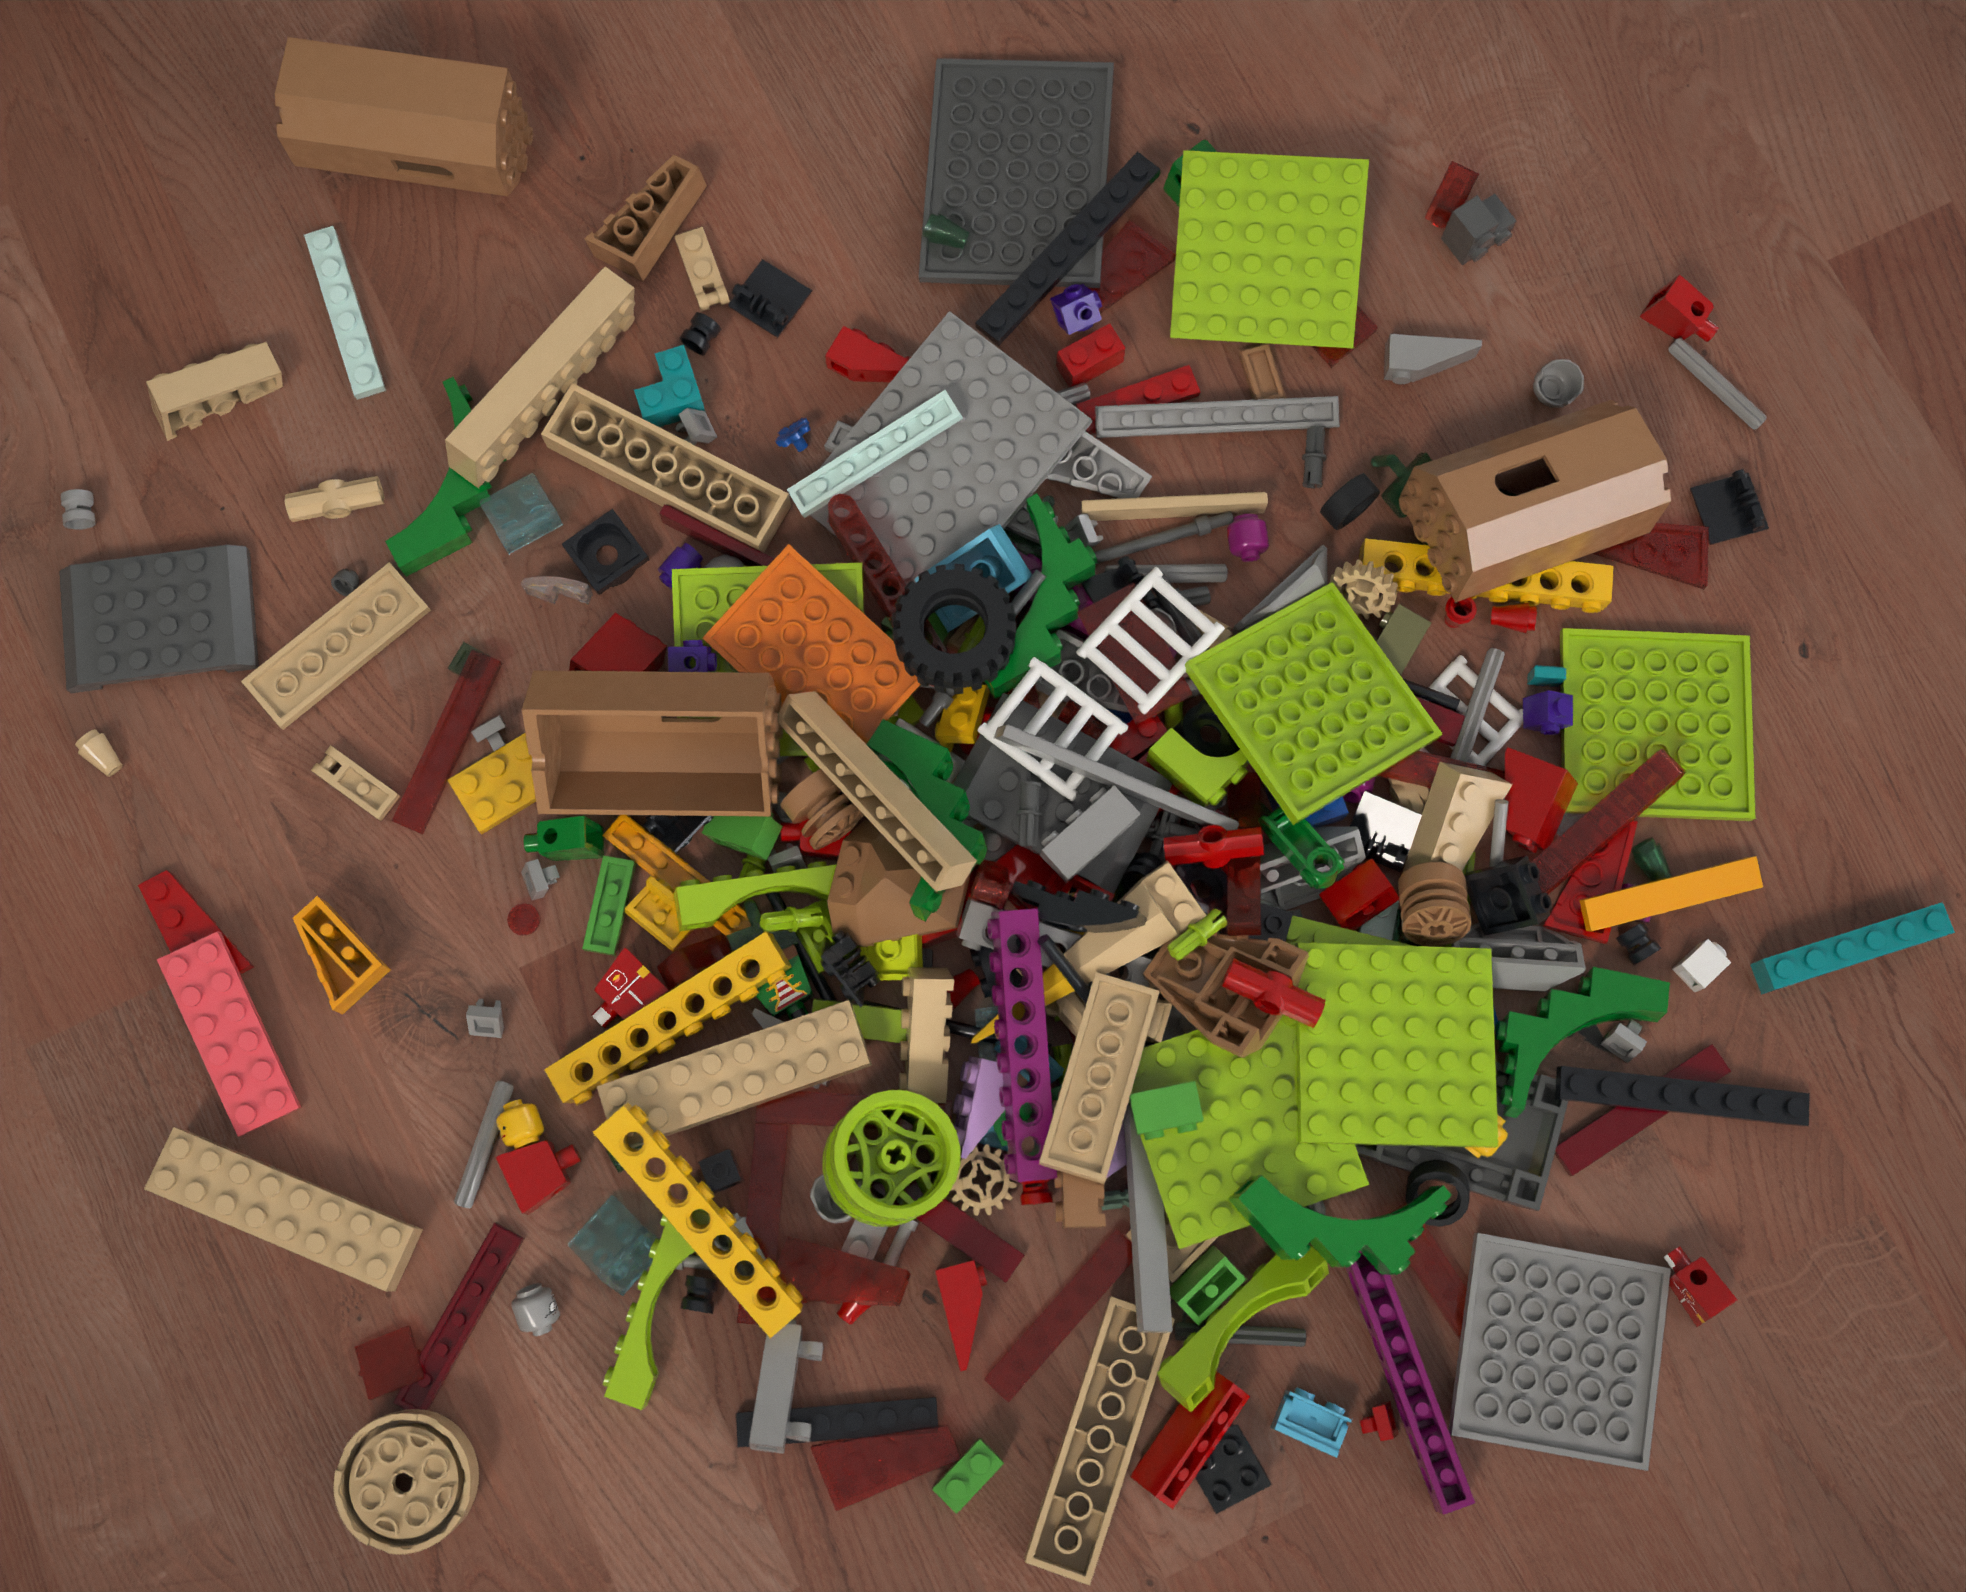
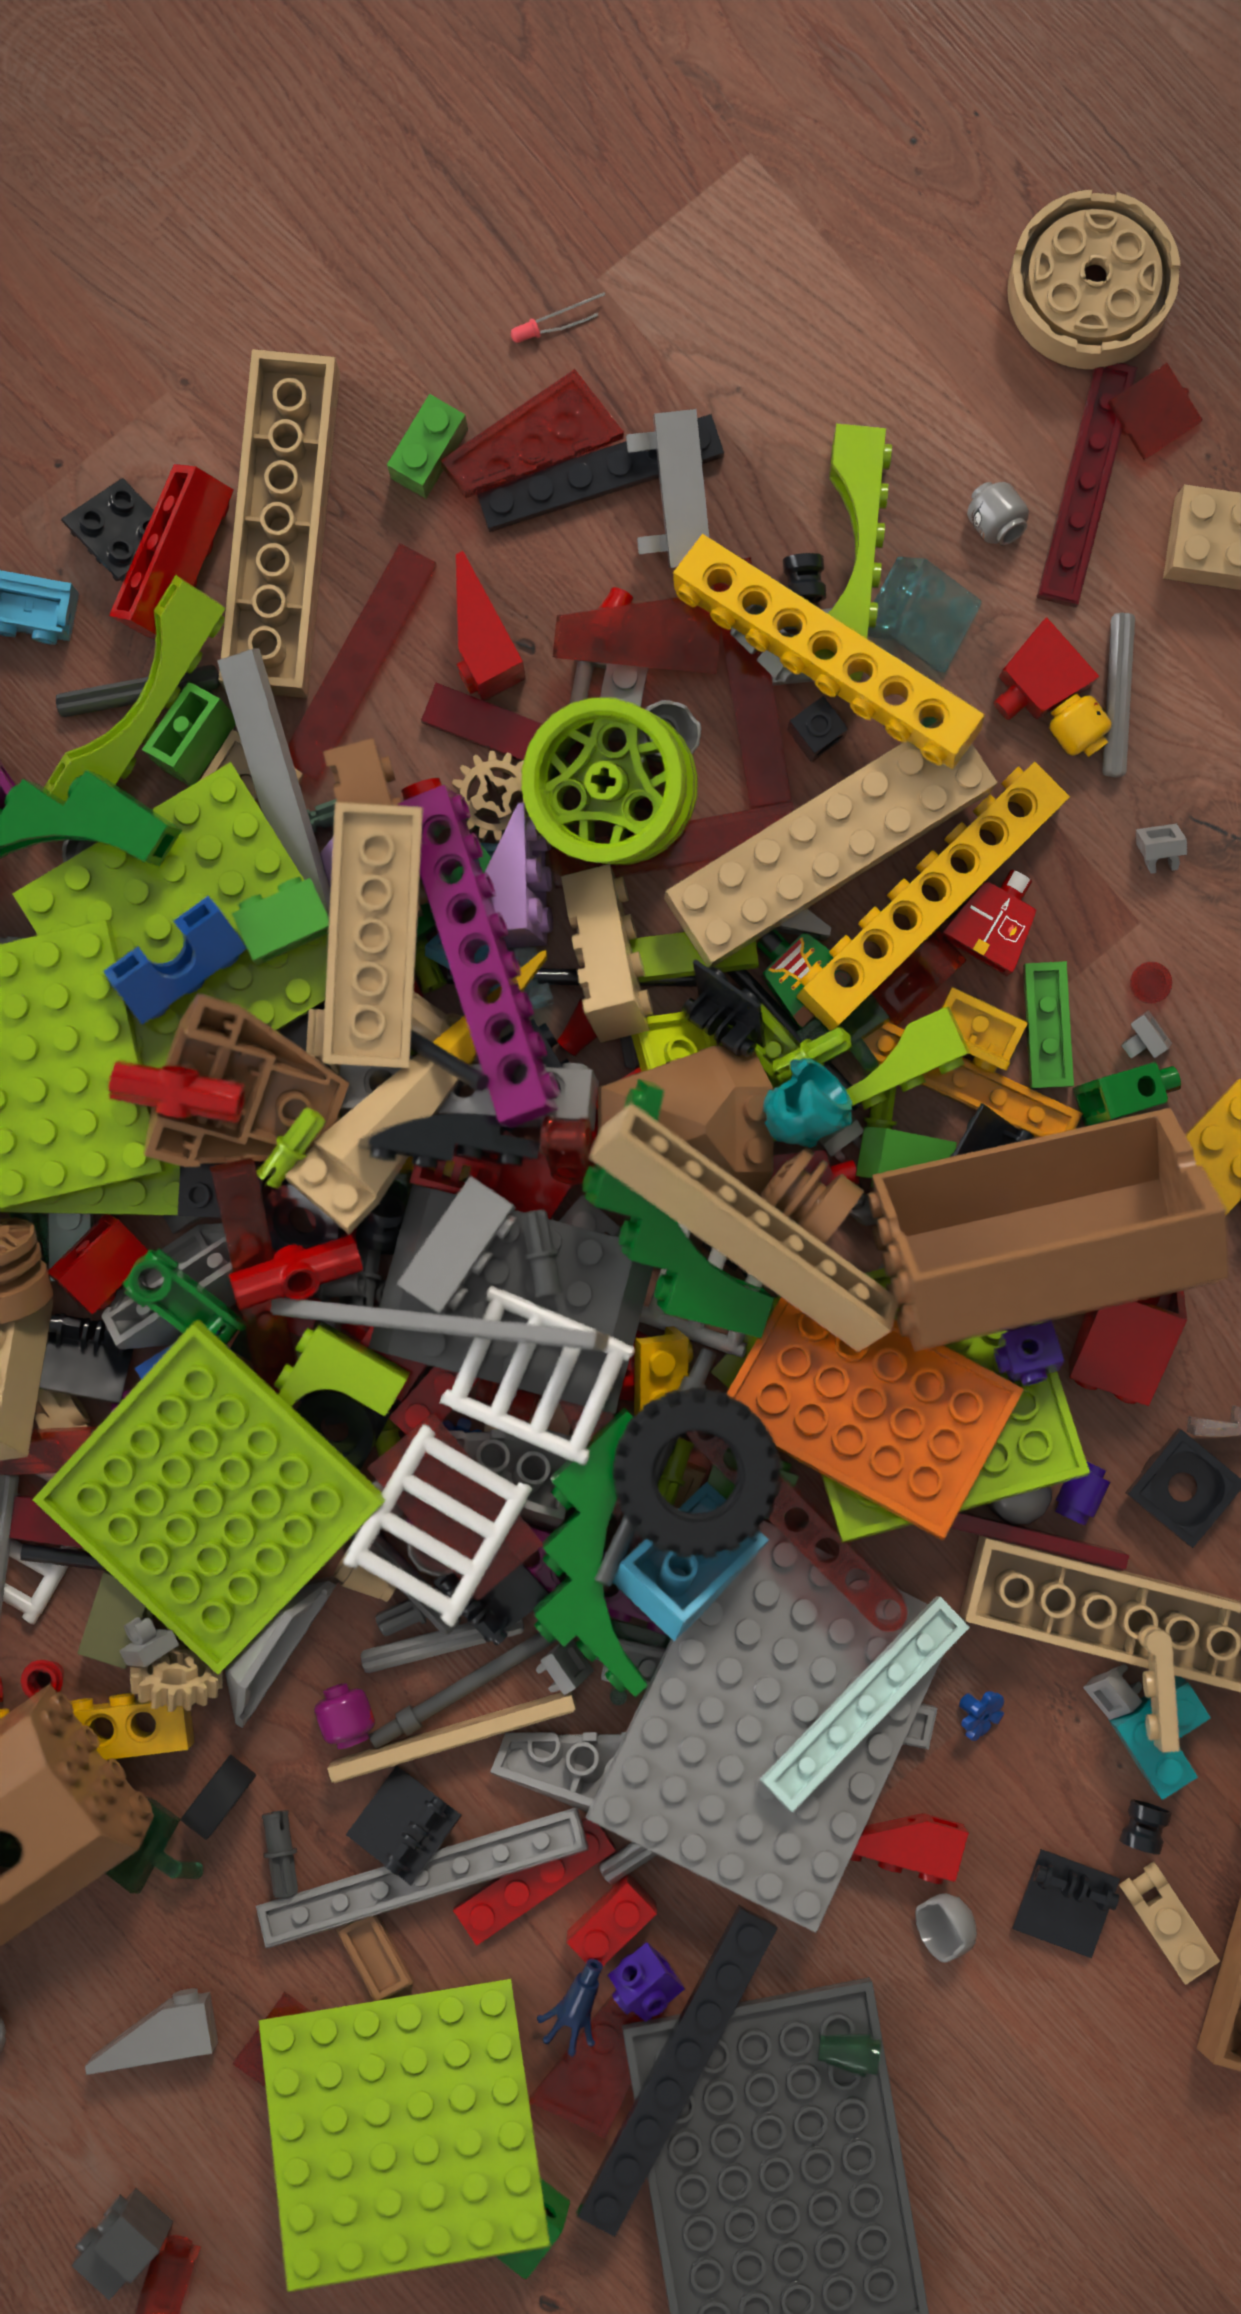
camera: 170 degrees right, 10 degrees up
(663, 413) = (1160, 1686): none -> tan plate
(804, 877) = (807, 1105): none -> teal helmet
(857, 300) = (946, 1926): none -> light grey hair
(863, 1555) = (531, 328): none -> piece
(1128, 305) = (576, 2006): none -> dark blue piece
(1222, 454) = (403, 1825): none -> black hinge
(1274, 1081) = (207, 947): none -> blue arch
(1379, 615) = (147, 1642): none -> light grey tile

